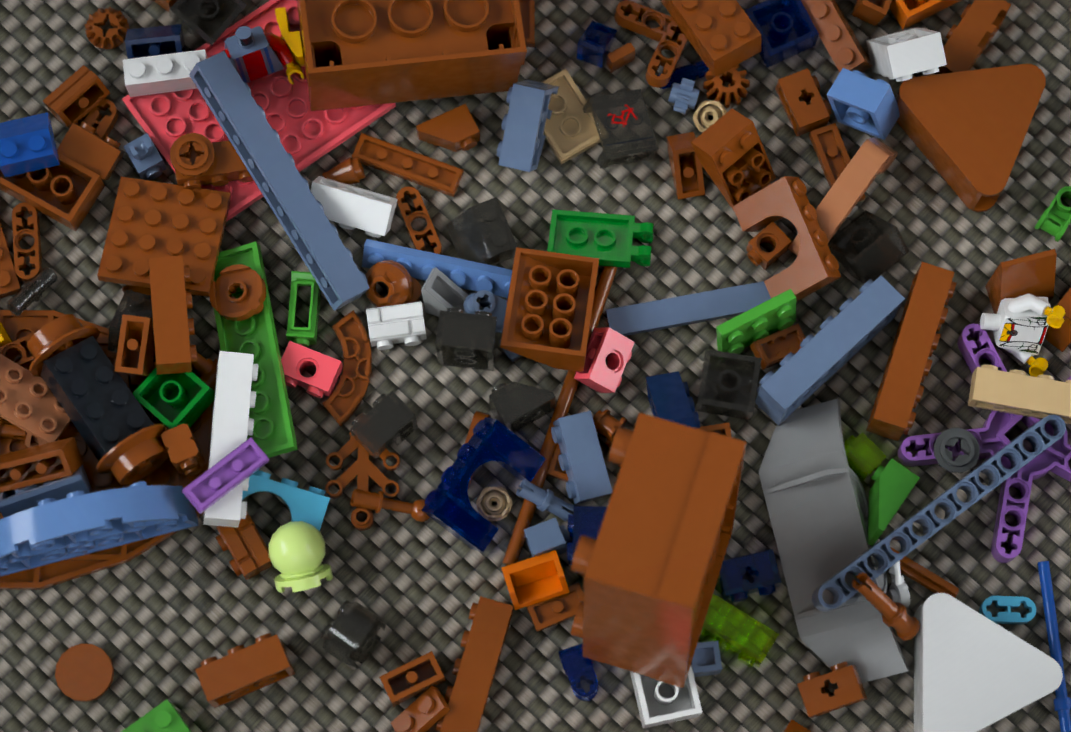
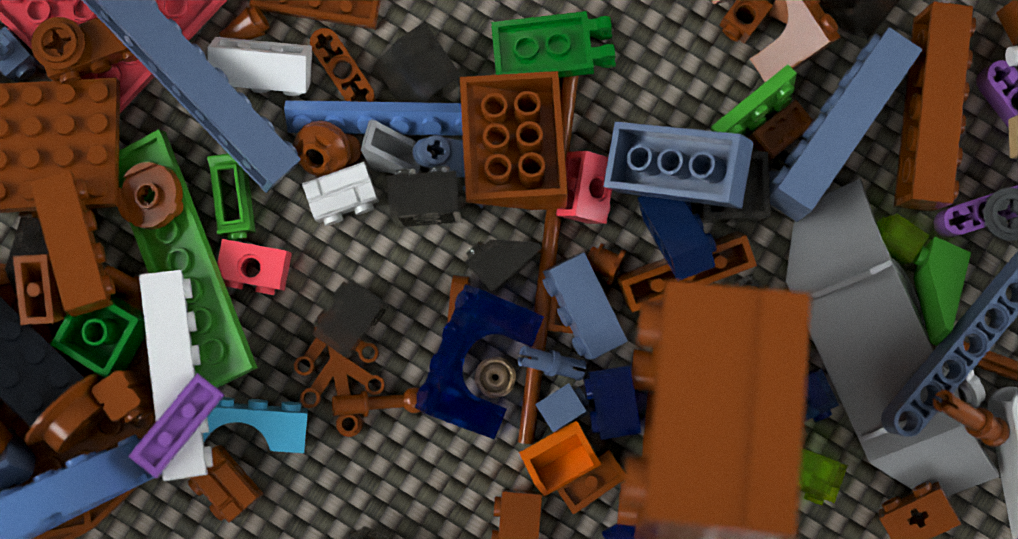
camera: 10 degrees left, 10 degrees up
(298, 554) = (286, 491): yellowish green tile -> none
(356, 369) = (307, 253): dark orange tile -> none
(682, 352) = (678, 164): none -> sand blue brick
(686, 309) = (674, 103): sand blue tile -> none

